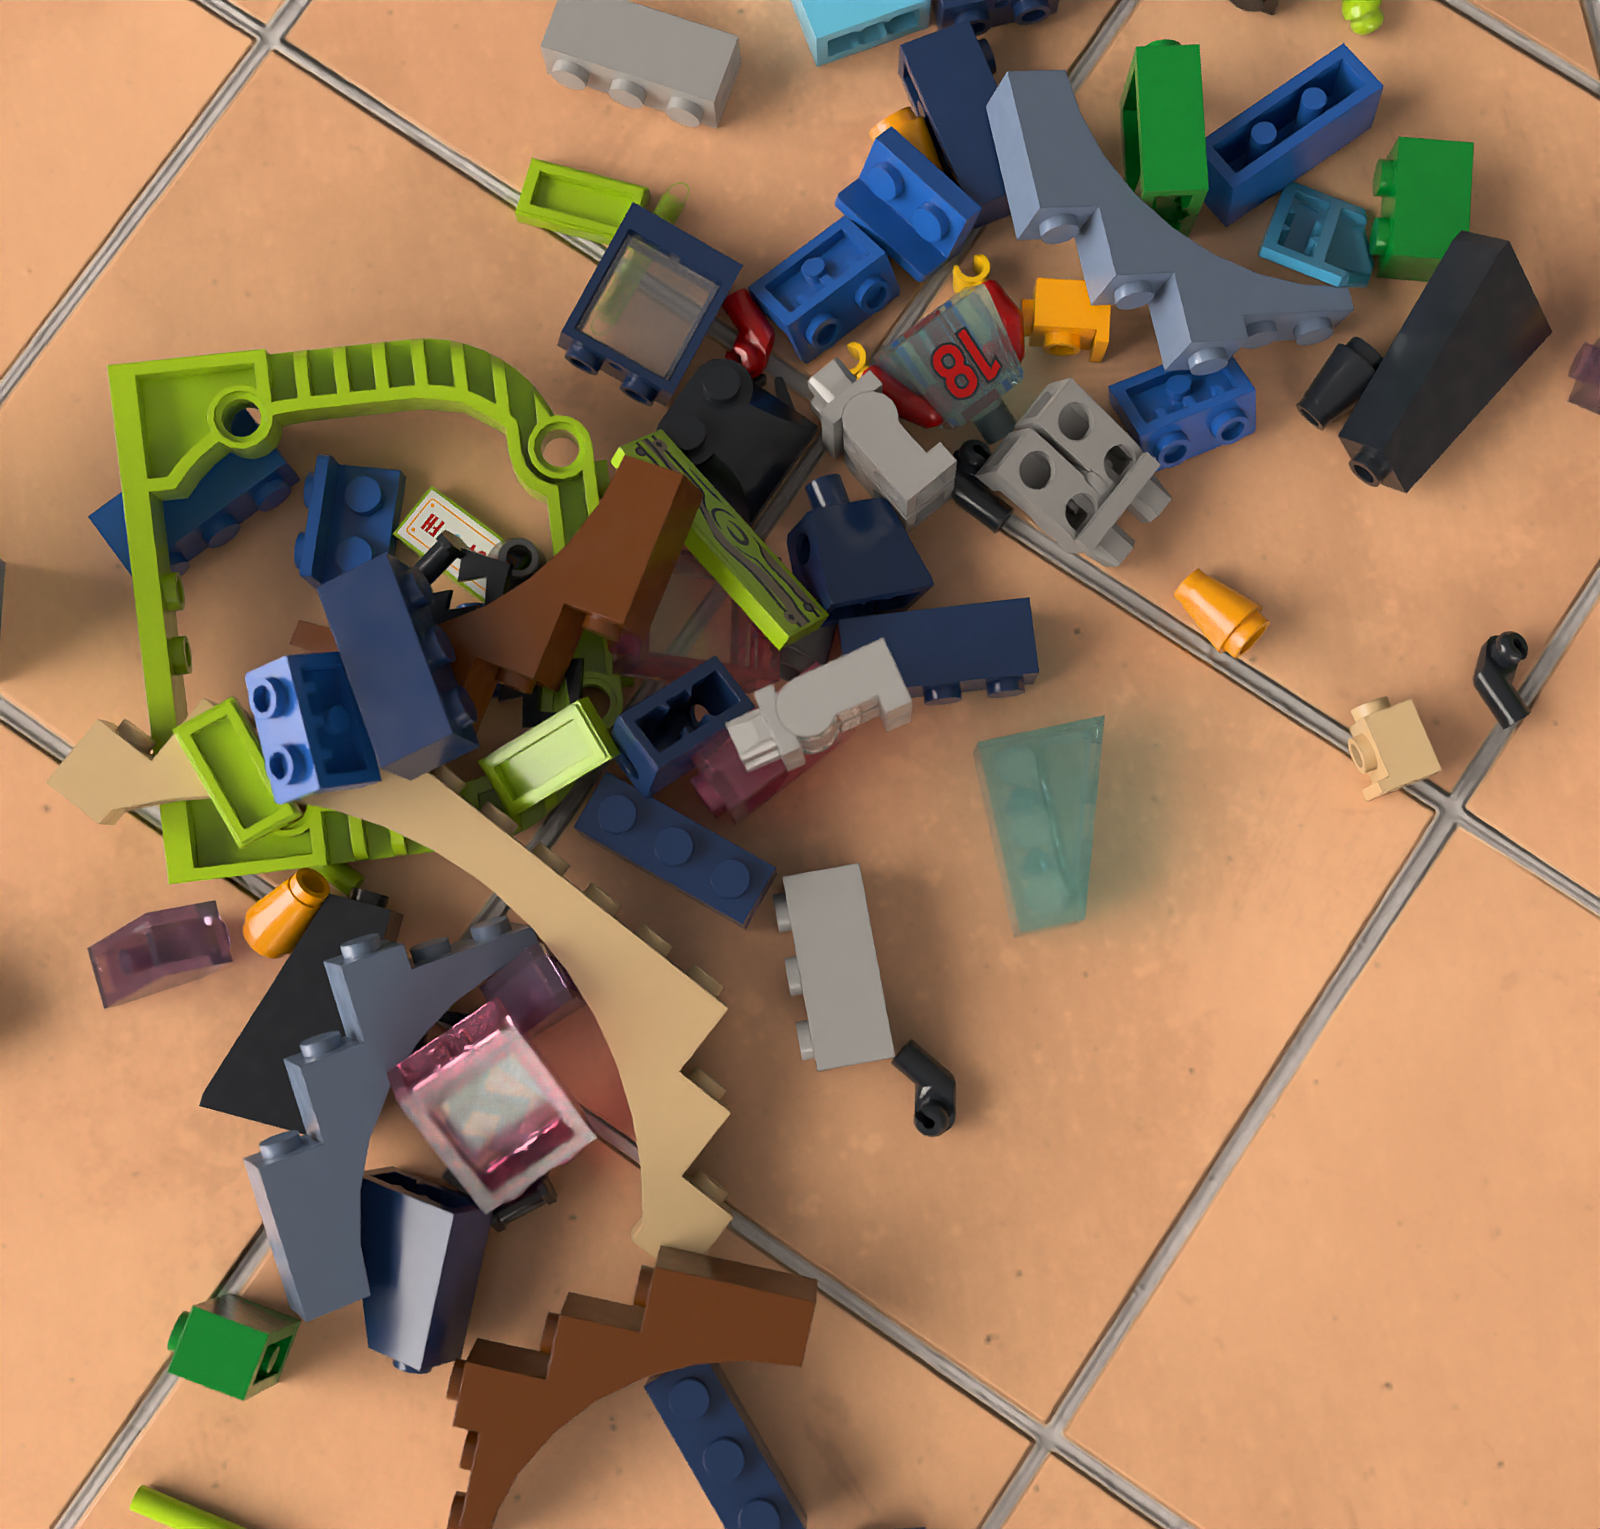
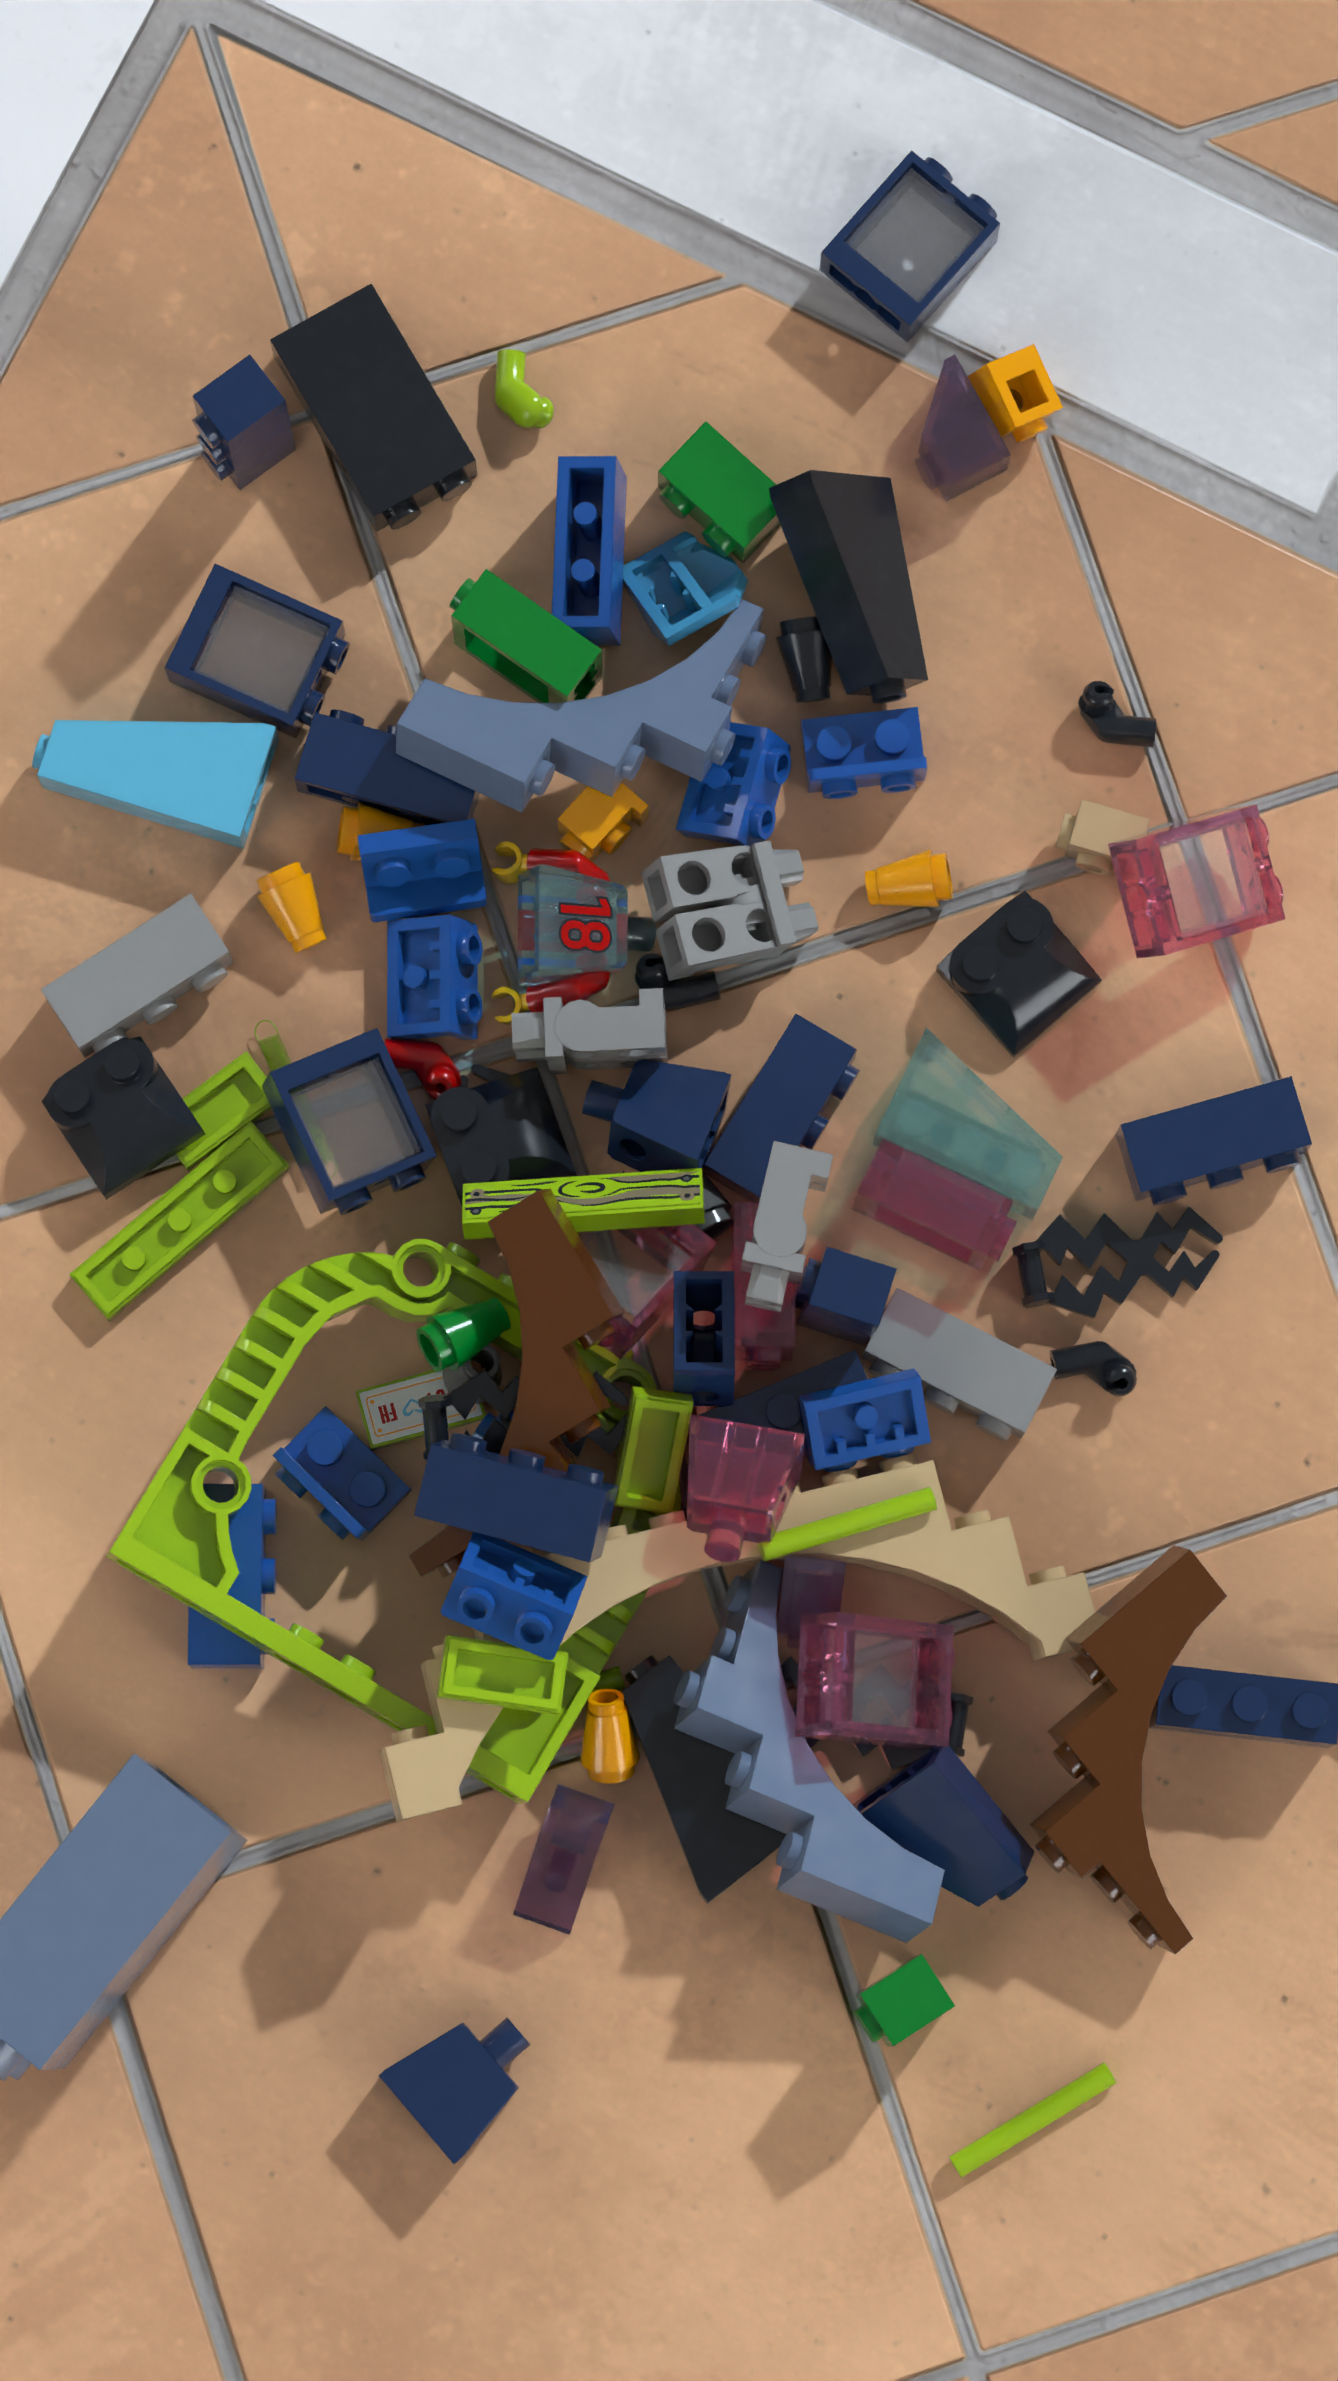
camera: 60 degrees left, 0 degrees up
(468, 243) = (179, 1221): none -> lime tile
(517, 126) = (121, 1114): none -> black slope
(524, 518) = (461, 1333): none -> green cone
(568, 851) = (739, 1482): none -> clear pink torso
(609, 975) = (849, 1523): none -> lime bar
(716, 921) = (864, 1420): none -> blue bracket
(797, 132) = (293, 905): none -> light orange cone
(811, 816) = (843, 1295): none -> dark blue brick
(955, 840) = (935, 1206): none -> clear pink window
(1053, 1050) = (1137, 1253): none -> black piece
(1206, 1043) = (1214, 1141): none -> dark blue brick
(1217, 762) = (1018, 972): none -> black slope
(1299, 491) = (863, 752): none -> blue bracket
(1422, 851) = (1197, 881): none -> window

